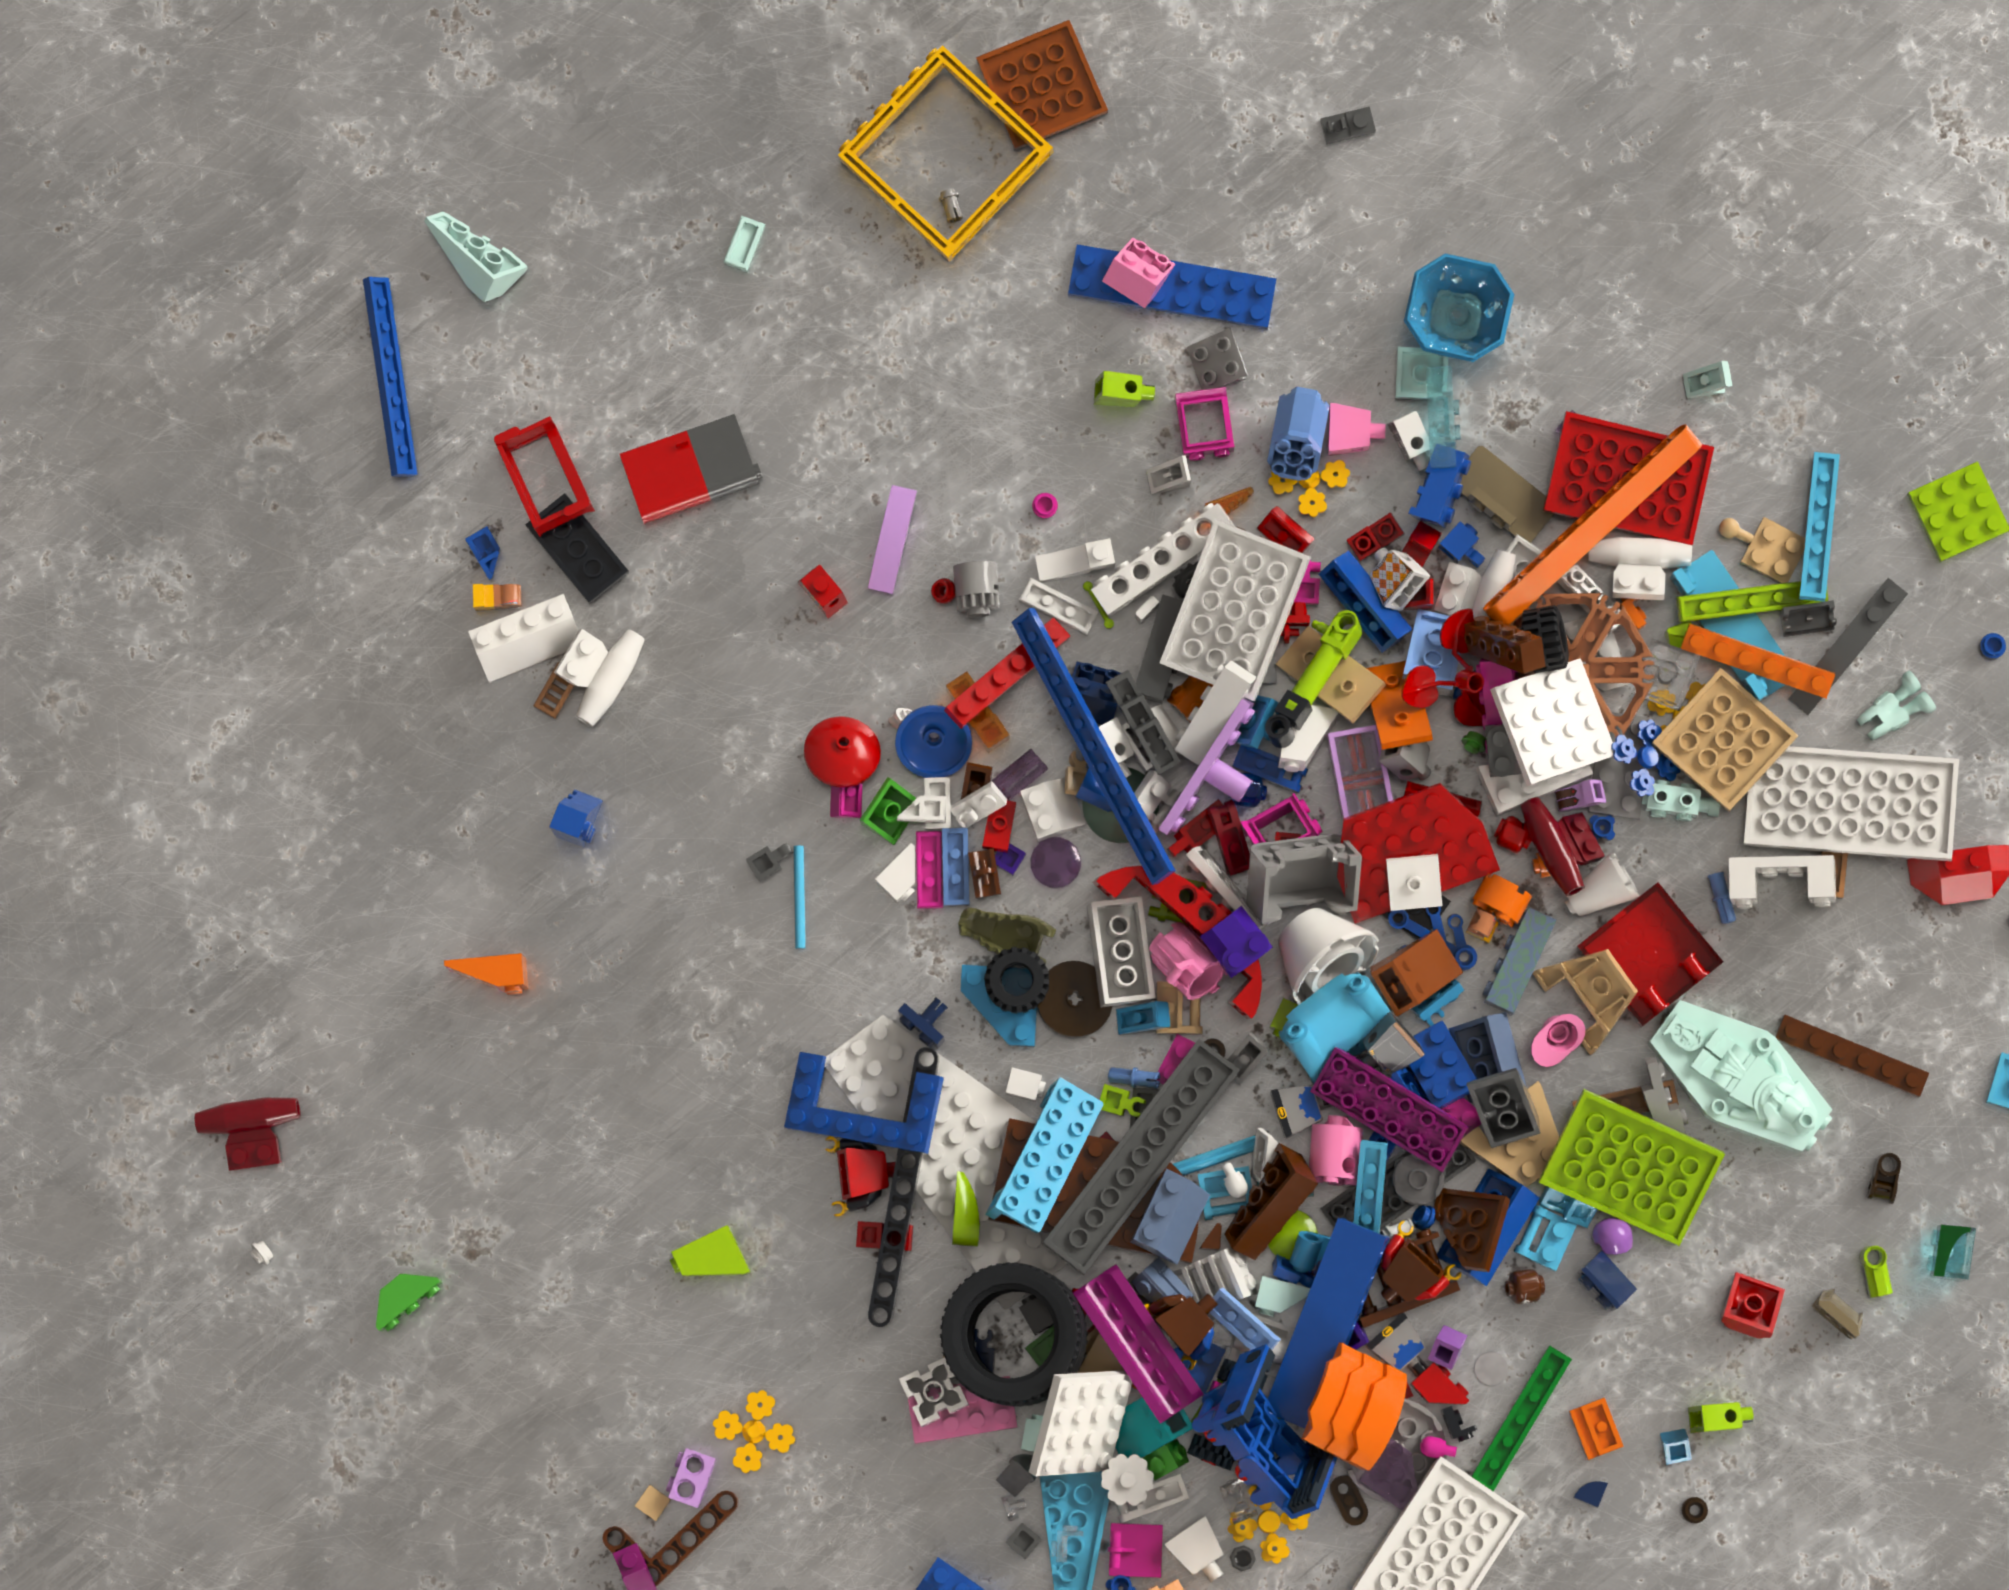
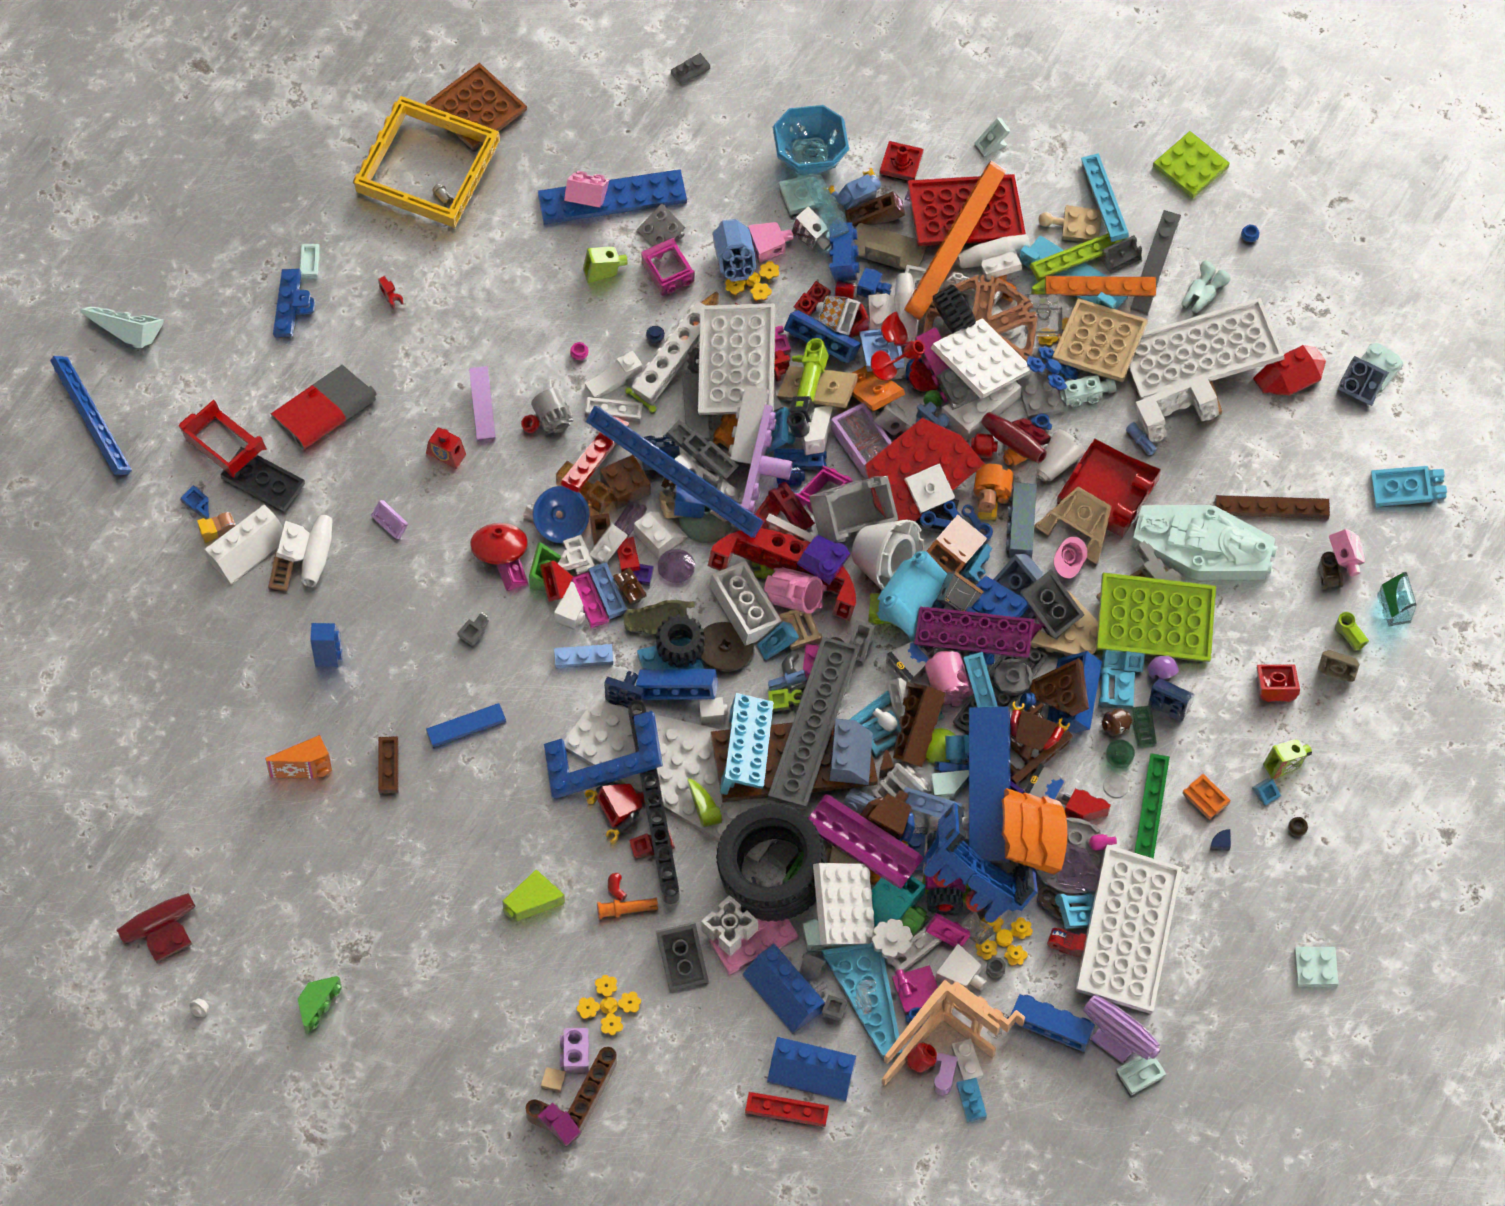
camera: 25 degrees left, 20 degrees down
(598, 1010) = (388, 765): none -> reddish brown plate
(698, 300) = (291, 302): none -> blue plate
(713, 989) = (466, 725): none -> blue tile
(716, 666) = (389, 519): none -> lavender plate
(799, 897) = (504, 646): medium azure bar -> none
(809, 1308) = (617, 908): none -> orange pin
(817, 1275) = (613, 886): none -> red arm
(830, 324) = (388, 289): none -> red plate
(865, 1401) = (682, 956): none -> dark grey slope
(892, 837) = (555, 580): none -> red slope
(893, 946) = (583, 656): none -> light blue plate
(971, 1491) = (784, 989): none -> blue slope
(992, 1036) = (678, 683): none -> blue brick
(1033, 721) = (626, 481): none -> reddish brown brick
(1144, 1052) = (788, 663): none -> dark grey arm
(1146, 609) = (675, 390): white tile -> none
(1152, 515) = (655, 334): none -> dark blue plate
(1169, 476) = (658, 305): white slope -> none
(1203, 1495) = (947, 931): none -> dark pink tile
(1343, 1558) = (1067, 942): none -> red leg
(1368, 1533) = (1075, 916): none -> medium azure plate
(1447, 1347) = (1080, 776): medium lavender brick -> none
(1453, 1420) = (1107, 827): black bracket -> none
(1456, 761) = (927, 413): none -> medium blue hips
(1494, 401) = (858, 190): none -> medium blue torso
(1504, 644) = (928, 317): reddish brown brick -> none
(1508, 436) = (876, 211): none -> reddish brown slope
(1512, 1330) = (1120, 753): none -> clear green plate
(1569, 1293) = (1134, 711): none -> clear green slope
(1573, 354) = (902, 158): none -> red plate
(1580, 796) = (1018, 405): lavender leg -> none
(1918, 1162) = (1347, 550): none -> bright pink torso

